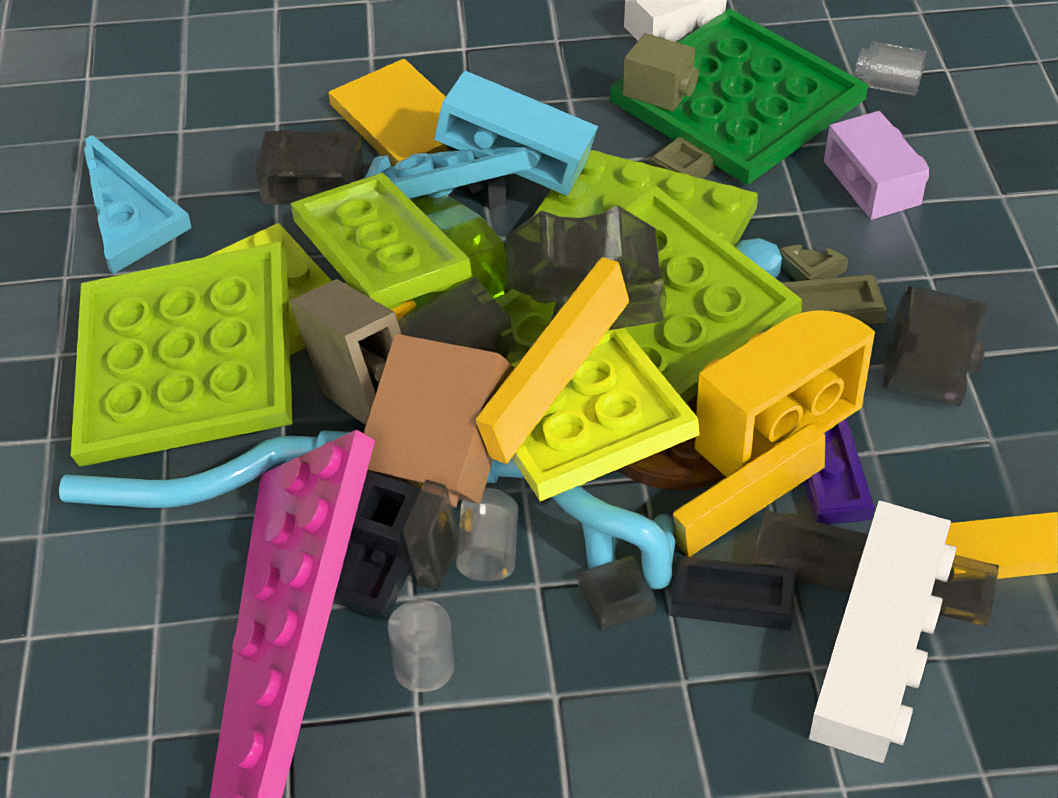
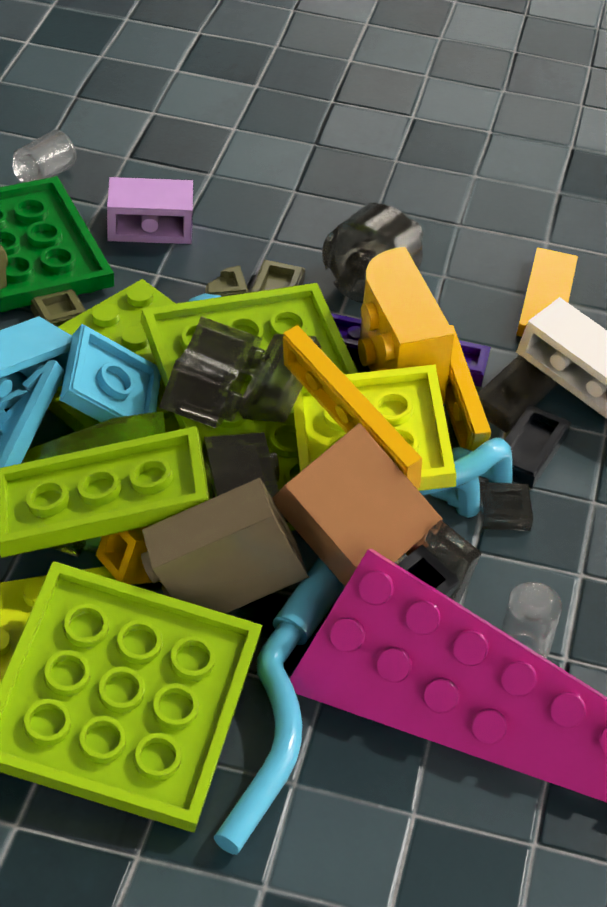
camera: 75 degrees left, 5 degrees down
(549, 183) = (108, 378): none -> medium azure plate

